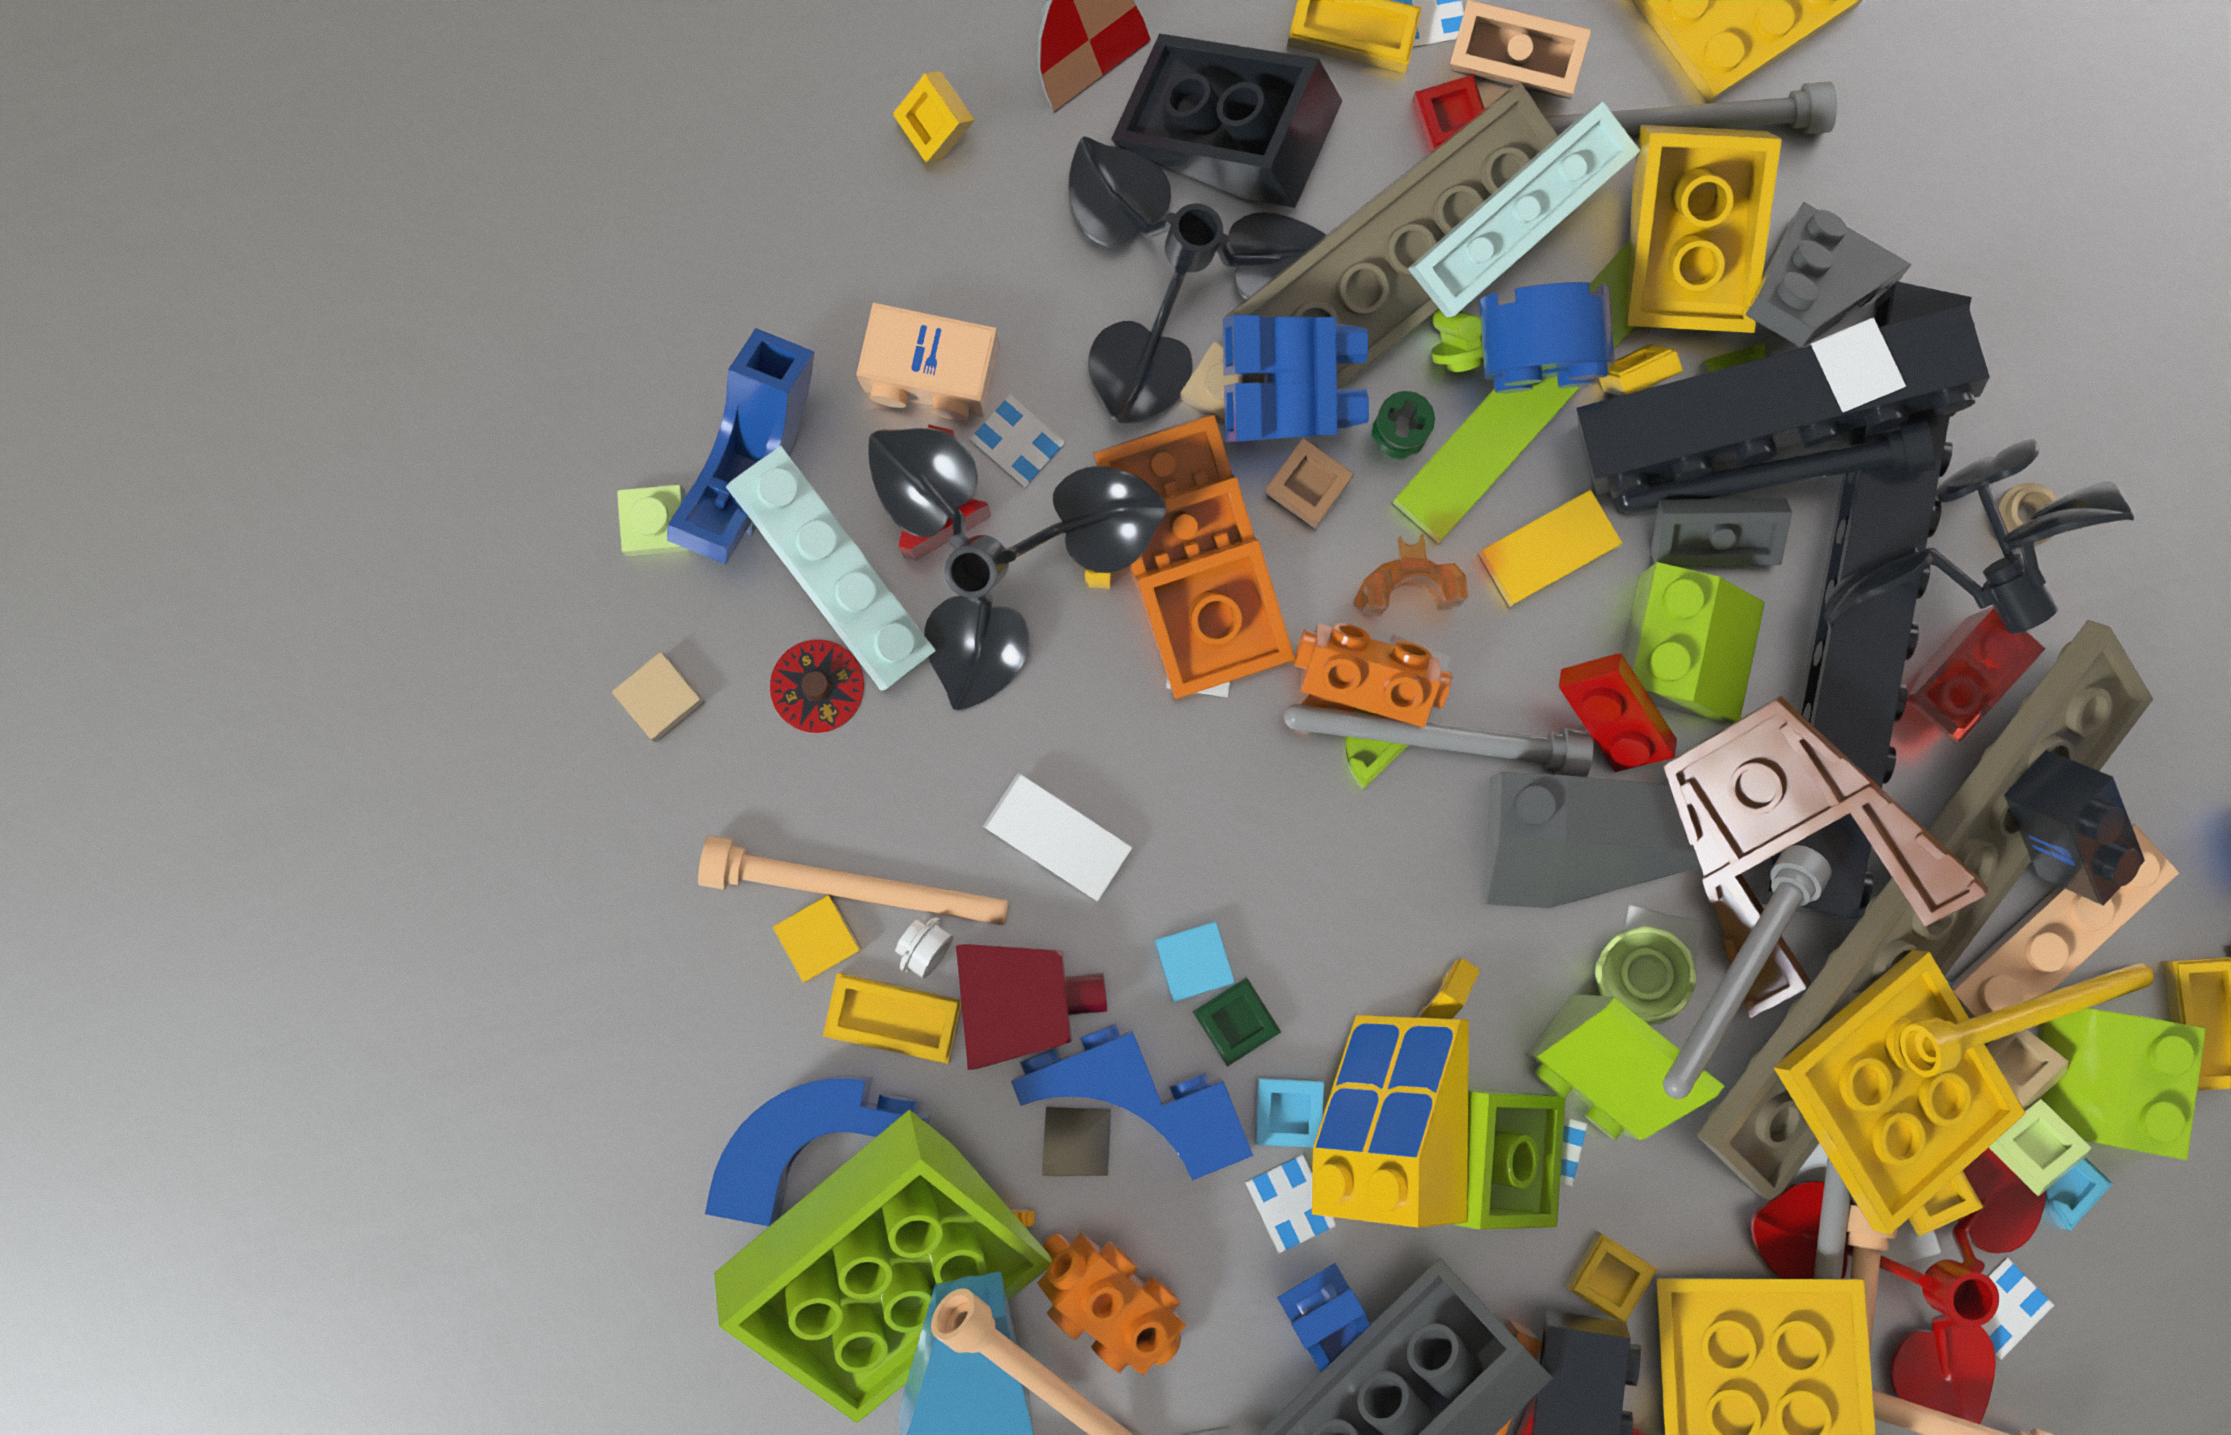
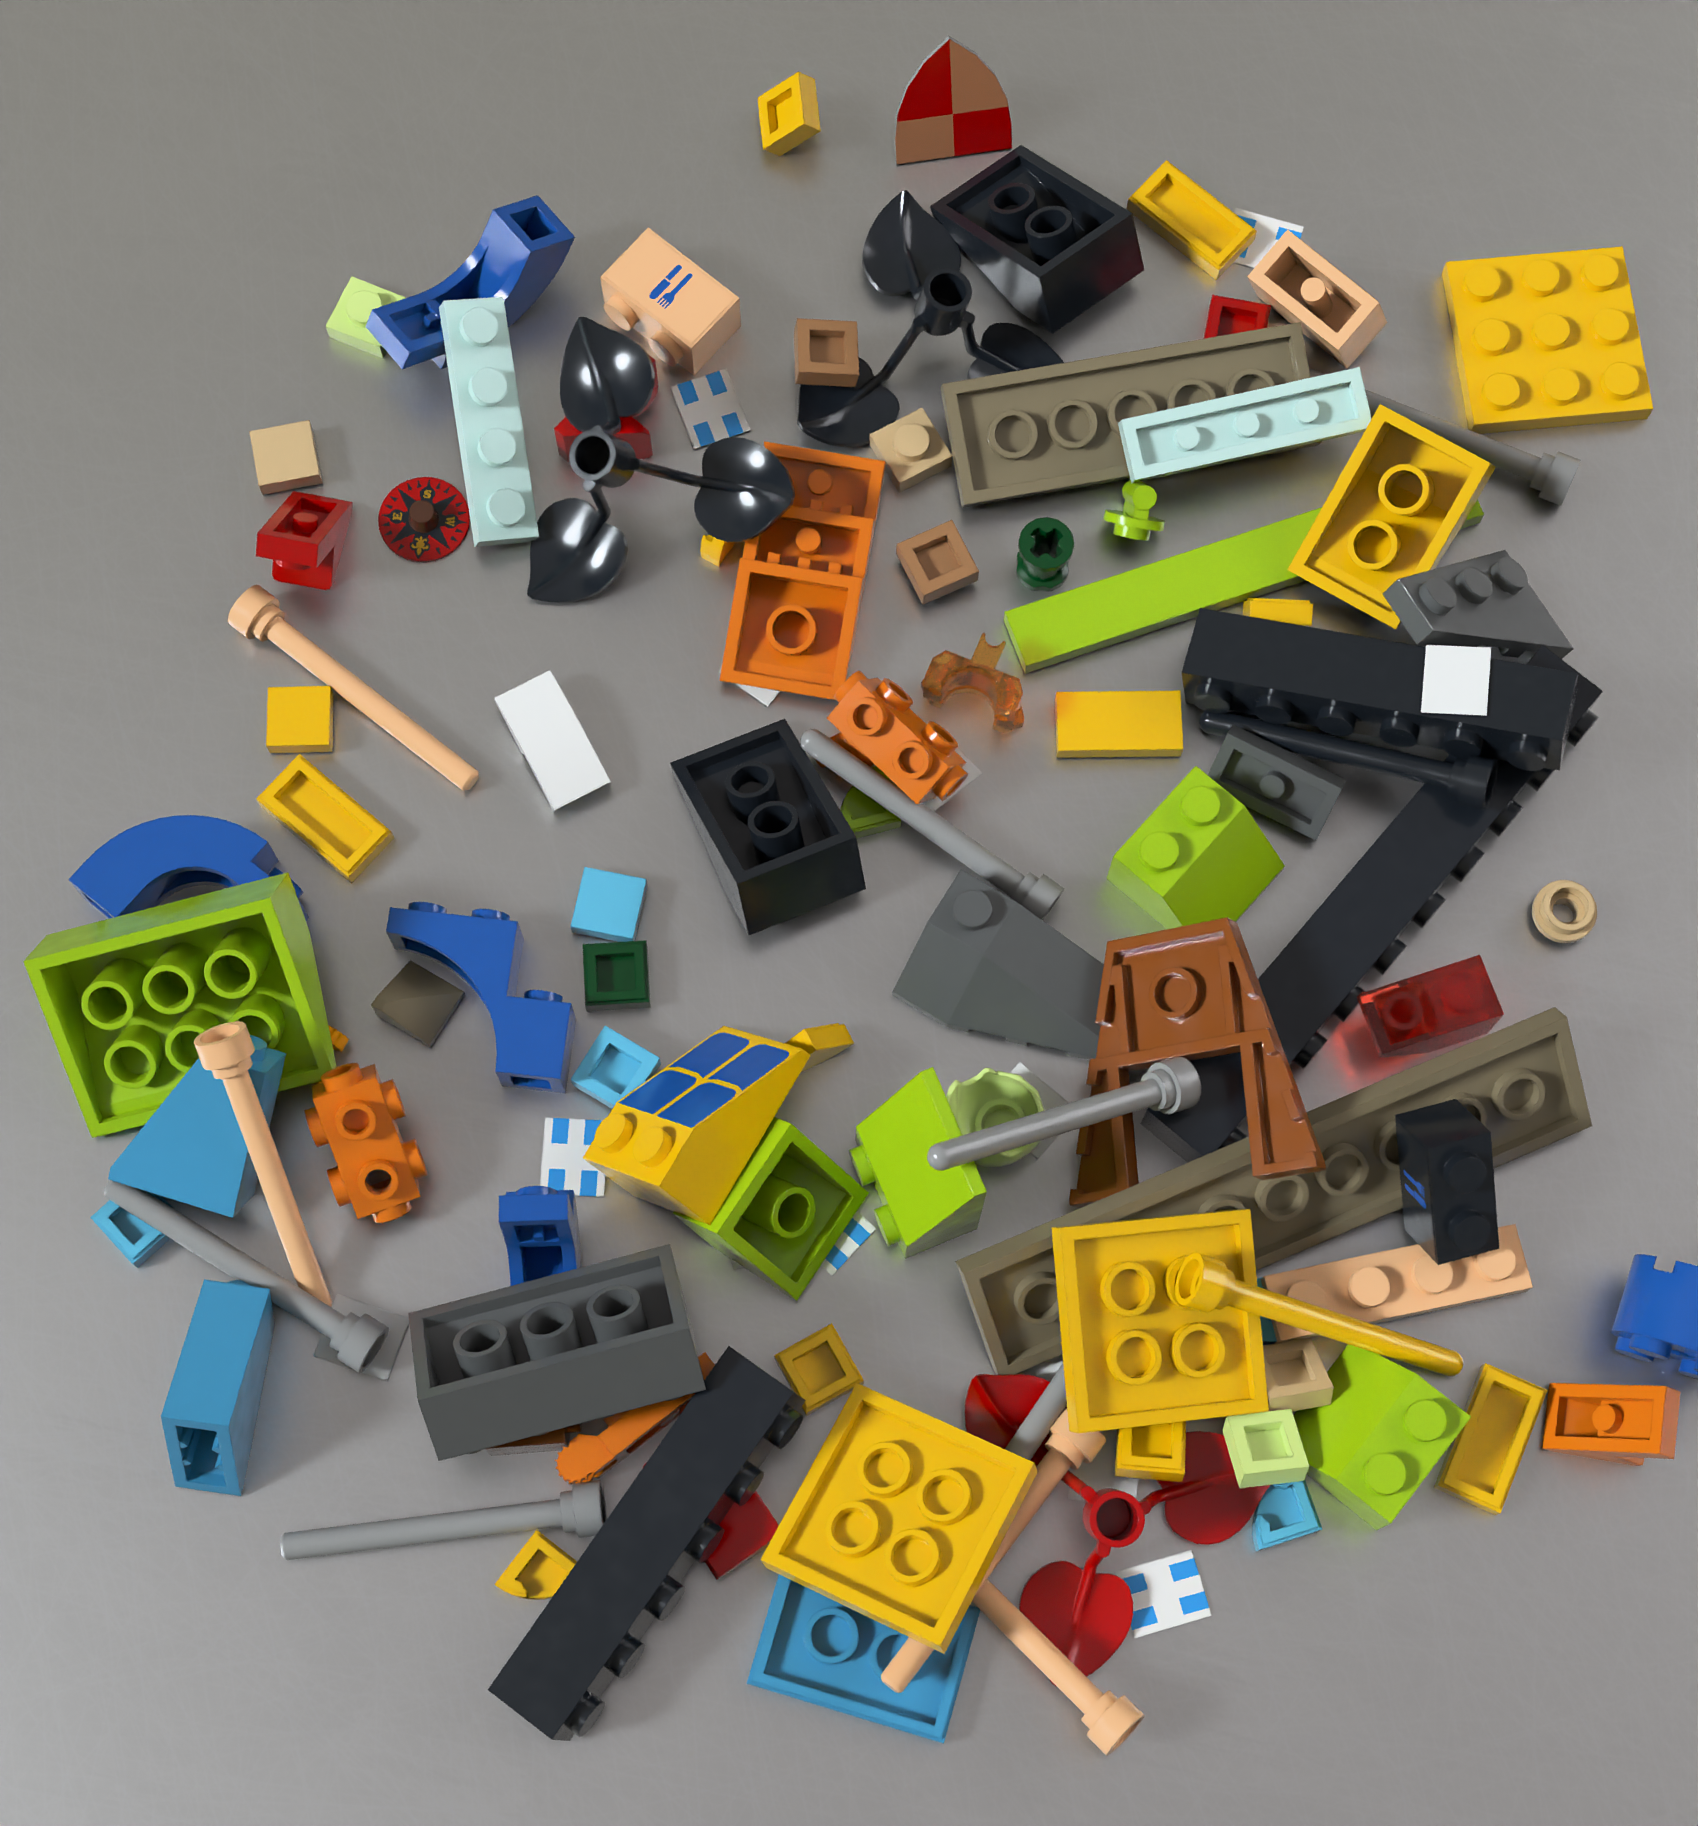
camera: 25 degrees right, 10 degrees down
(723, 764) = (305, 539): none -> red slope
(923, 947) = (385, 771): white plate -> none
(1020, 1001) = (438, 853): dark red torso -> none
(1102, 337) = (826, 352): none -> medium nougat plate
(1297, 812) = (769, 826): none -> black slope
(1299, 377) = (974, 446): blue hips -> none
(1546, 335) = (1203, 531): blue brick -> none
(1618, 712) = (1092, 876): red plate -> none
(2013, 582) = (1496, 931): black plant -> none

